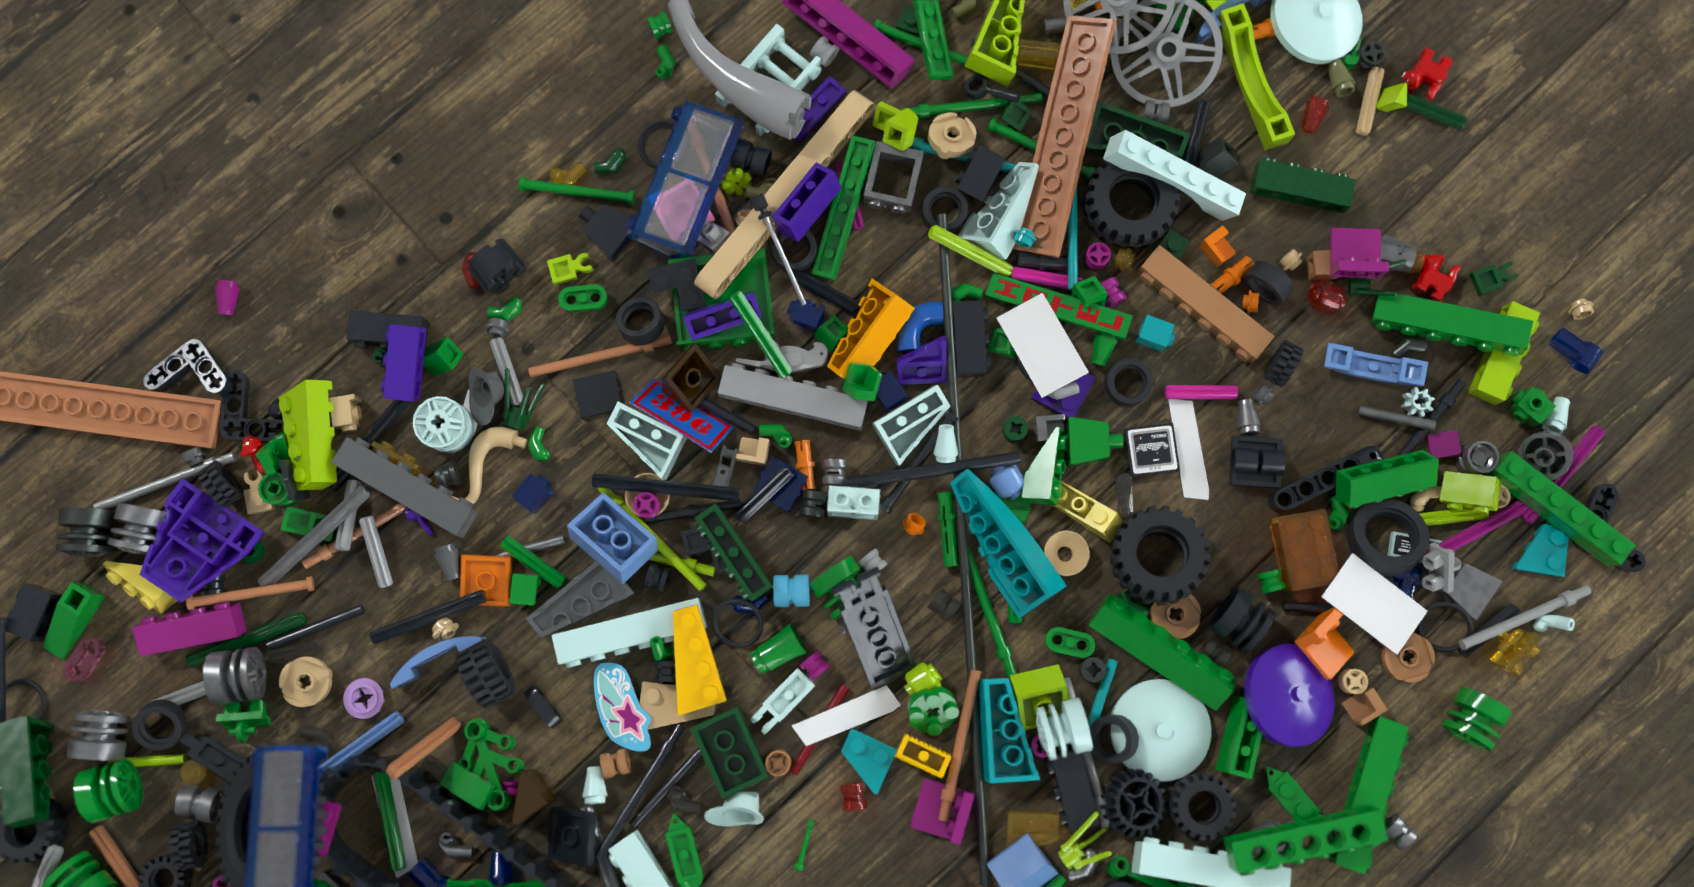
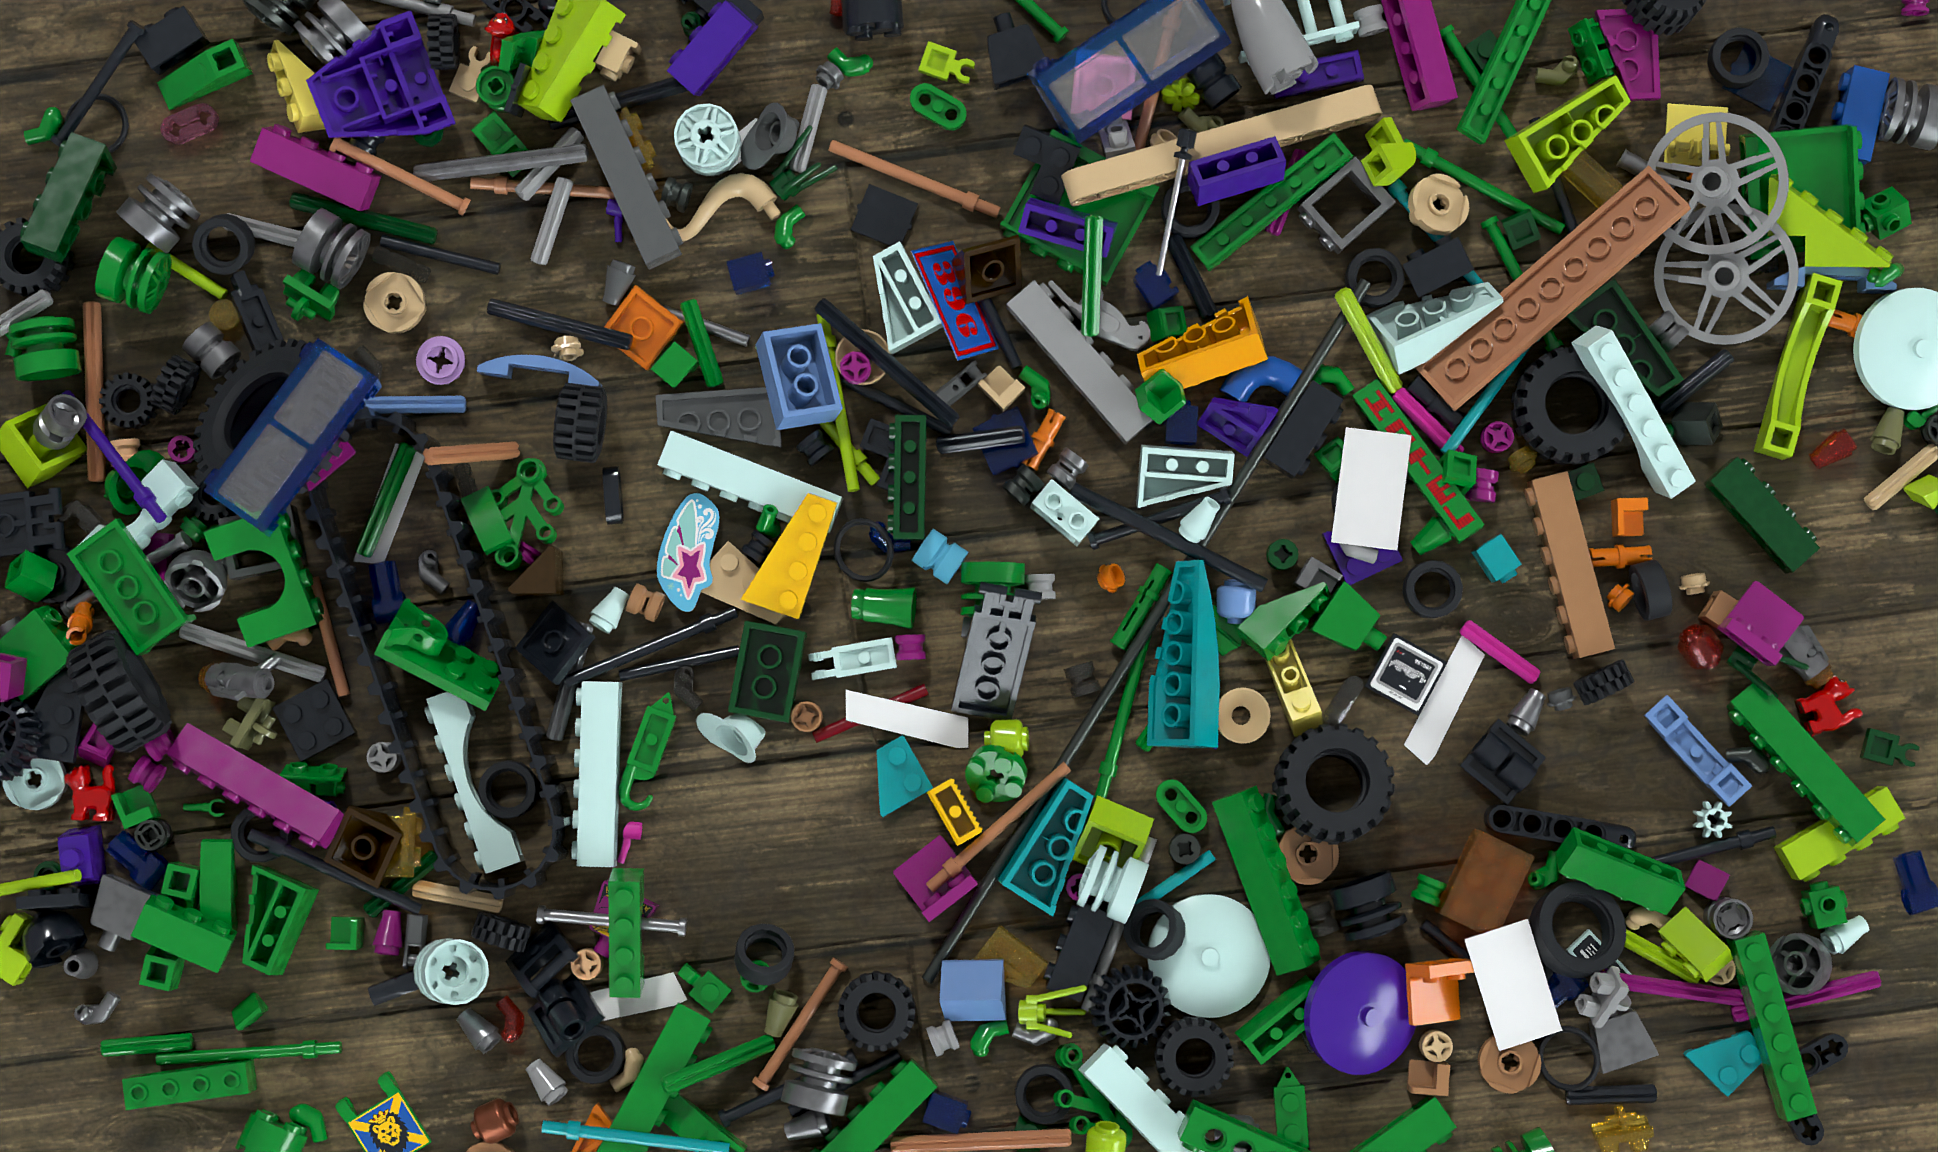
camera: 30 degrees right, 5 degrees up
(441, 356) = (752, 66): green panel -> none
(634, 307) = (984, 153): black tyre -> none
(798, 866) = (756, 831): green hinge -> none
(852, 790) = (859, 795): clear red wheel -> none
(985, 89) = (1509, 180): black piece -> none
(1024, 237) = (1434, 365): teal plate -> none
(1397, 418) = (1679, 819): flat silver bar -> none
(1556, 621) = (1681, 1130): light aqua arm -> none
(1564, 599) = (1710, 1119): light grey bar -> none

